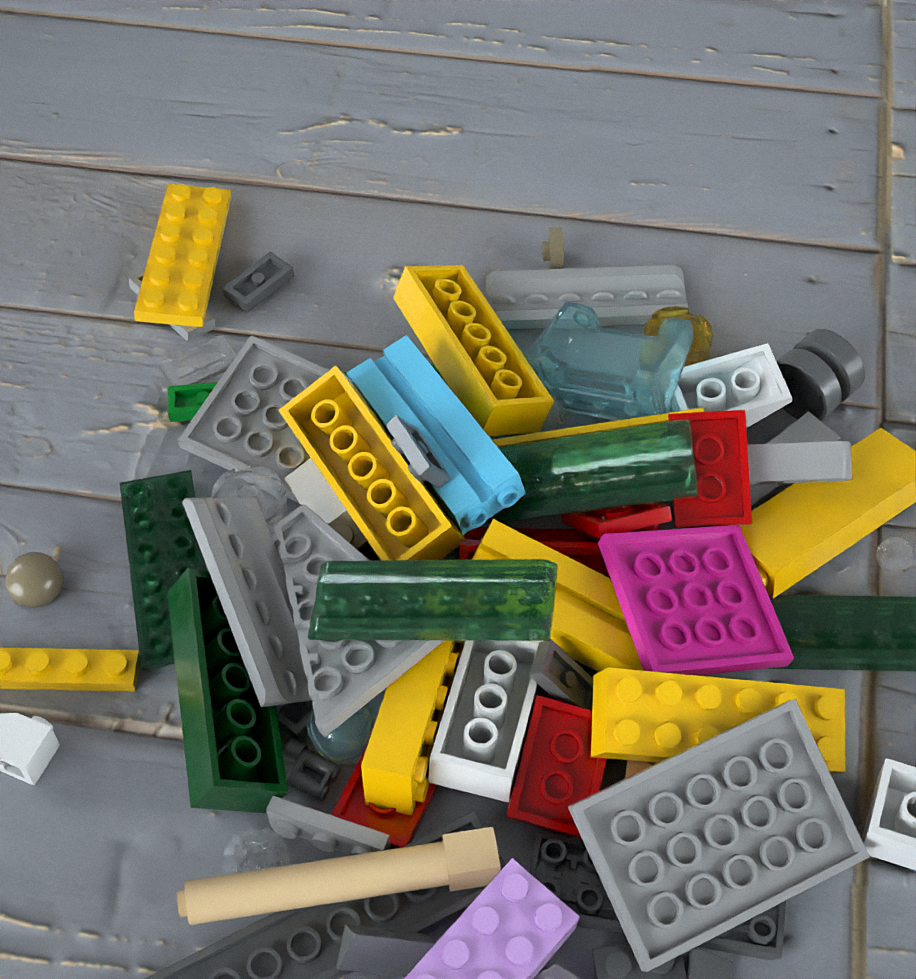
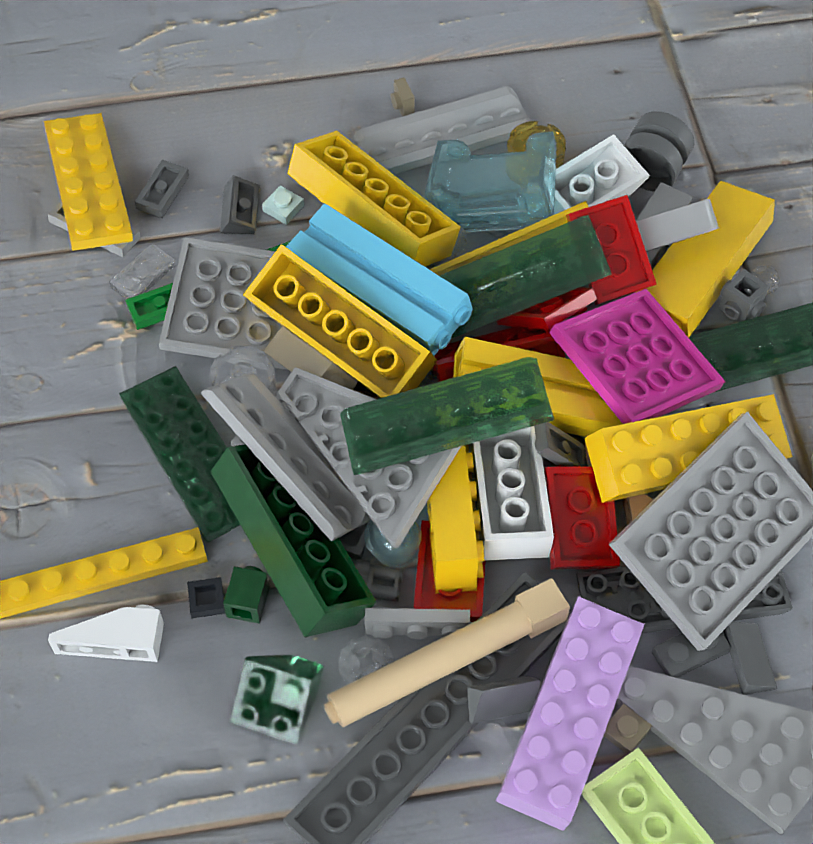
camera: 20 degrees left, 5 degrees up
(34, 580) = (82, 495): dark tan hair -> none
(112, 730) = (206, 597): none -> black plate
(139, 863) = (276, 695): none -> clear green slope
(155, 740) = (246, 594): none -> dark green brick
(333, 321) = (239, 207): none -> dark grey slope
(379, 331) = (283, 205): none -> light aqua plate
(411, 444) = (370, 293): dark grey plate -> none
(859, 568) = (743, 297): none -> dark grey brick

